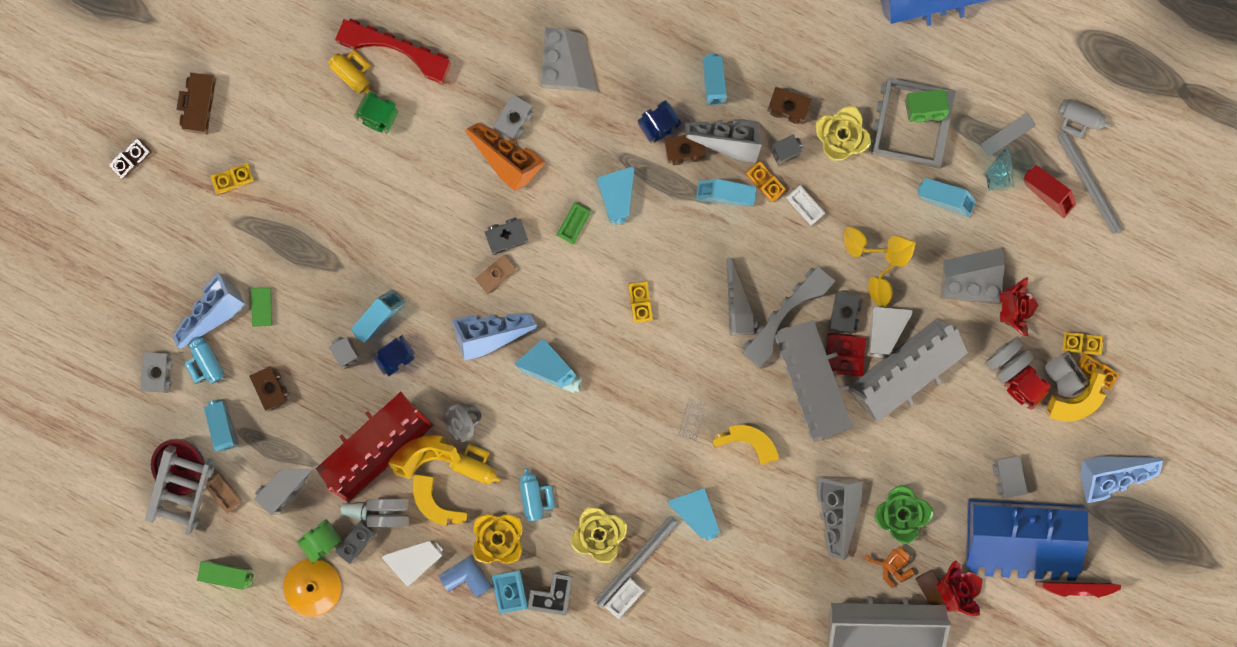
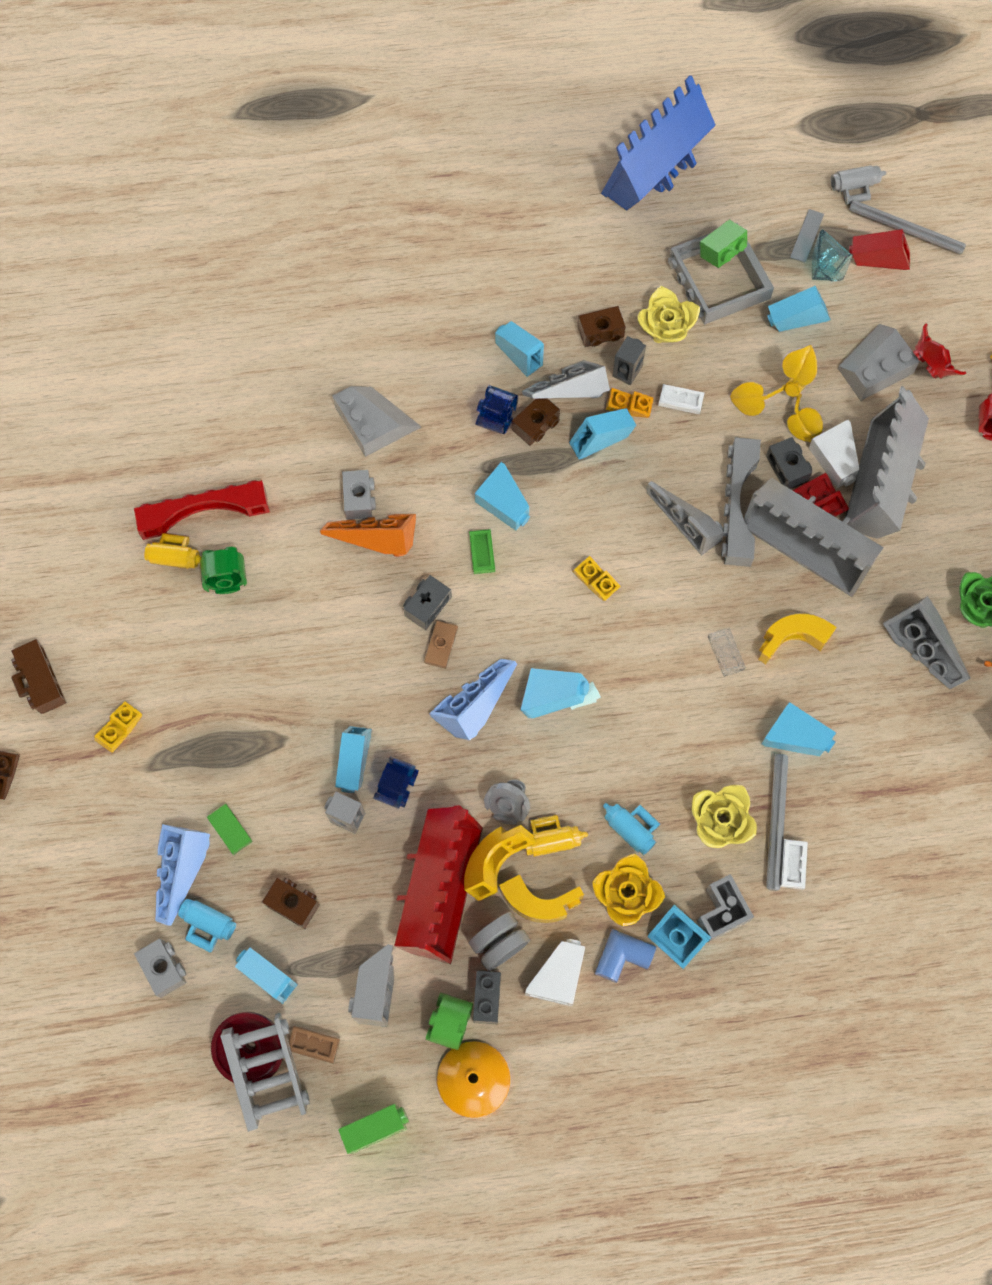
camera: 30 degrees left, 15 degrees down
(355, 510) = (466, 965): light aqua cone -> none
(1011, 362) = (967, 403): light grey wheel -> none

